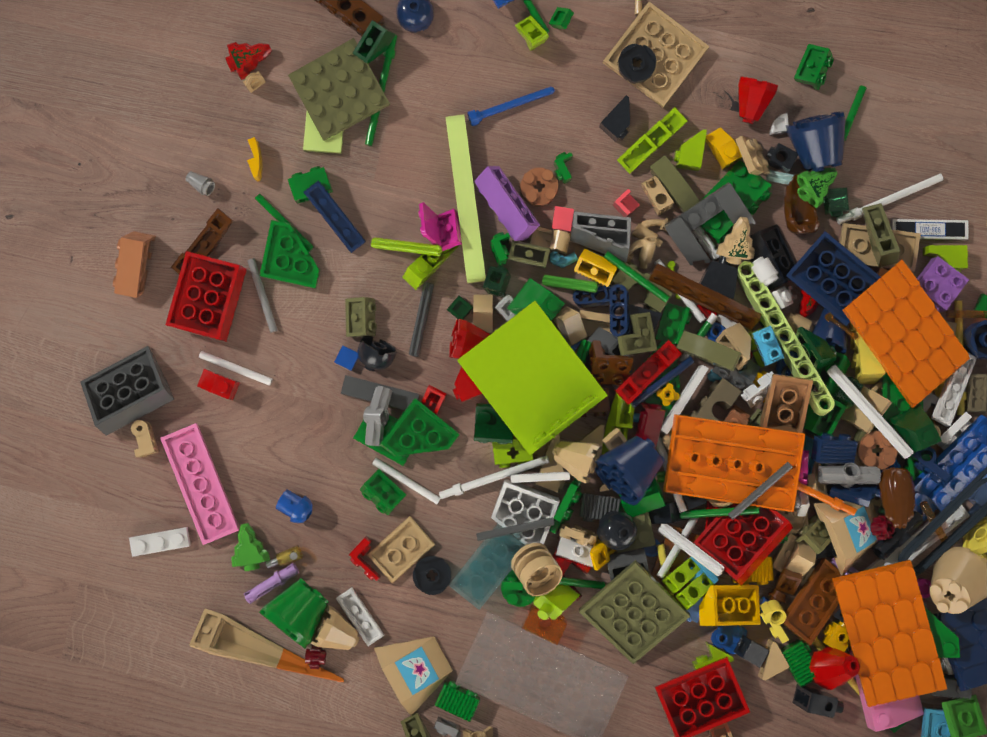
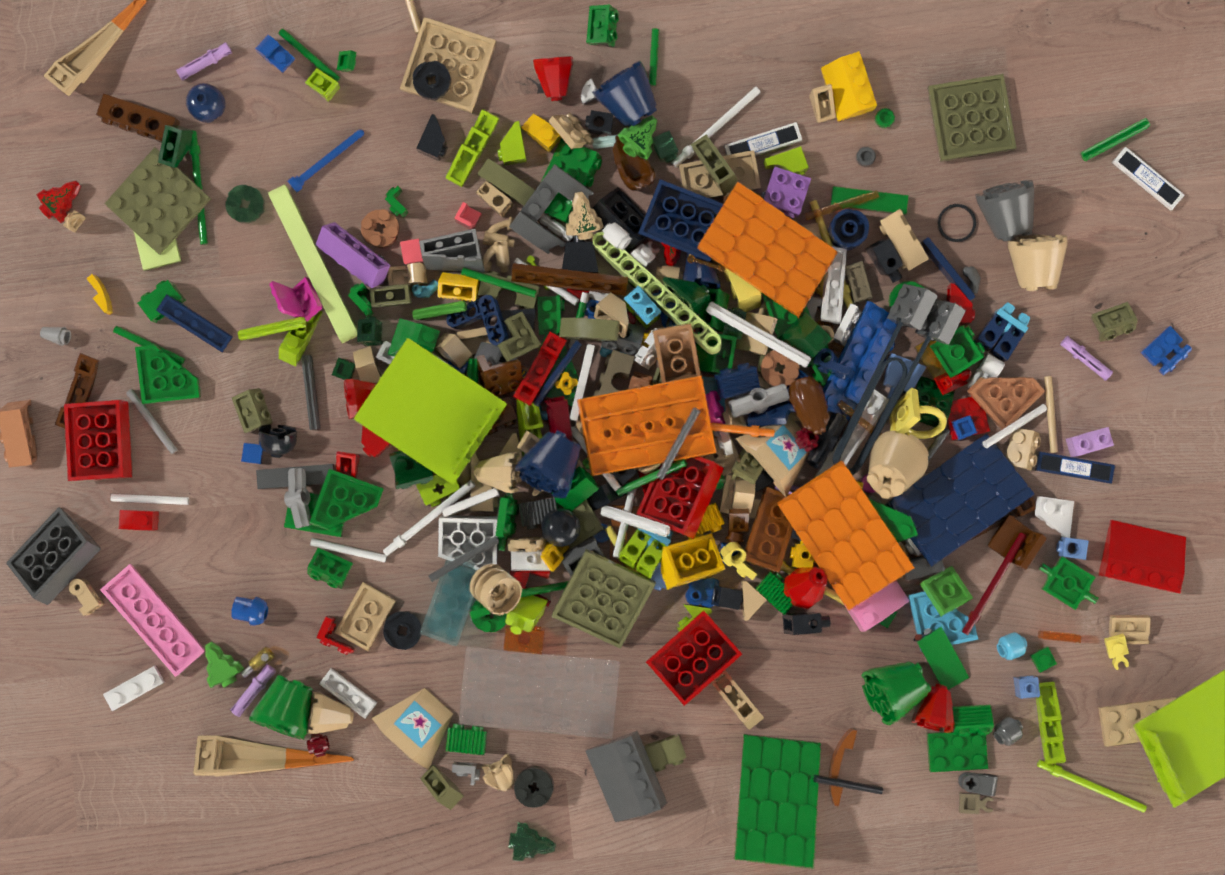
camera: 20 degrees left, 0 degrees up
(427, 112) = (234, 200): none -> clear green plate

